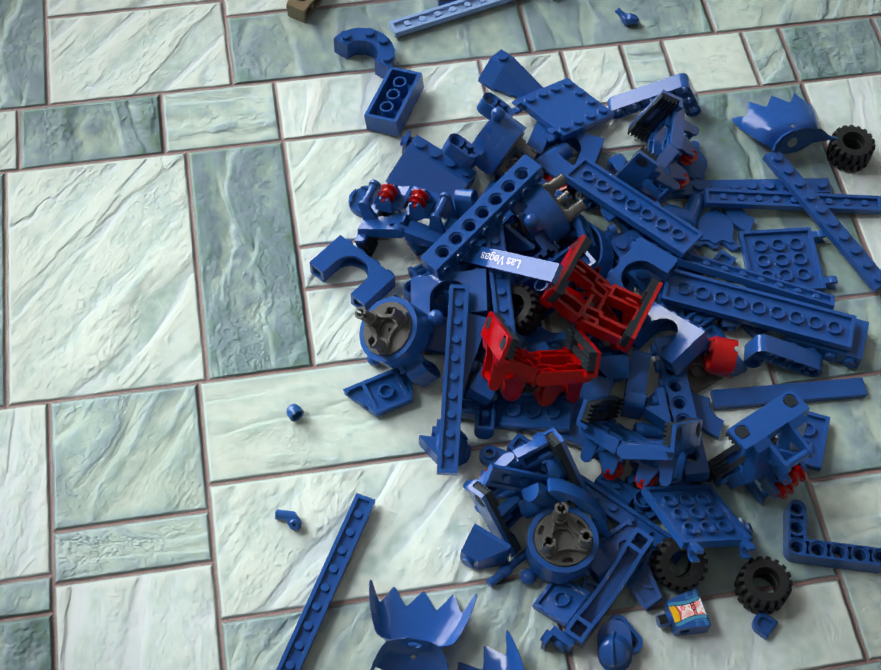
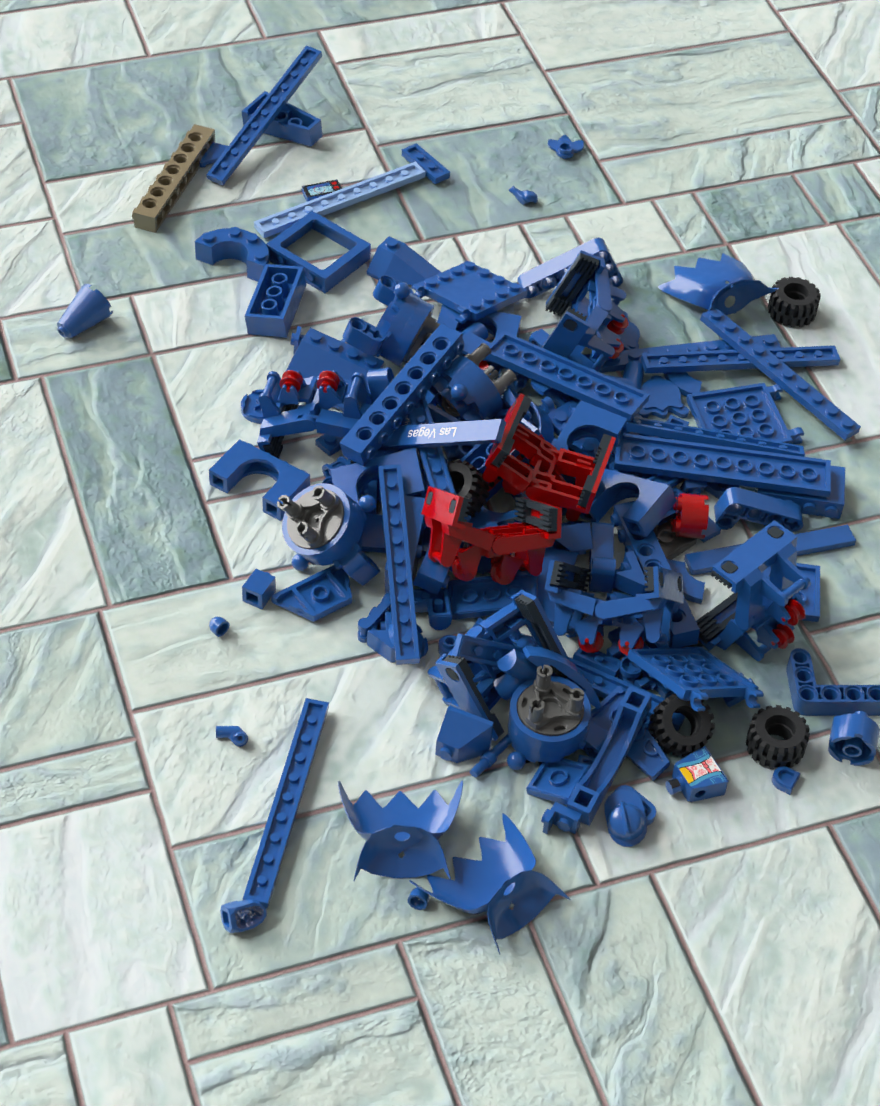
camera: 10 degrees left, 10 degrees down
(229, 97) = (83, 312): none -> blue cone
(334, 380) = (258, 588): none -> blue brick
(425, 426) = (373, 620): none -> blue plate
(452, 77) = (324, 279): none -> blue piece
(831, 596) = (854, 738): none -> blue brick

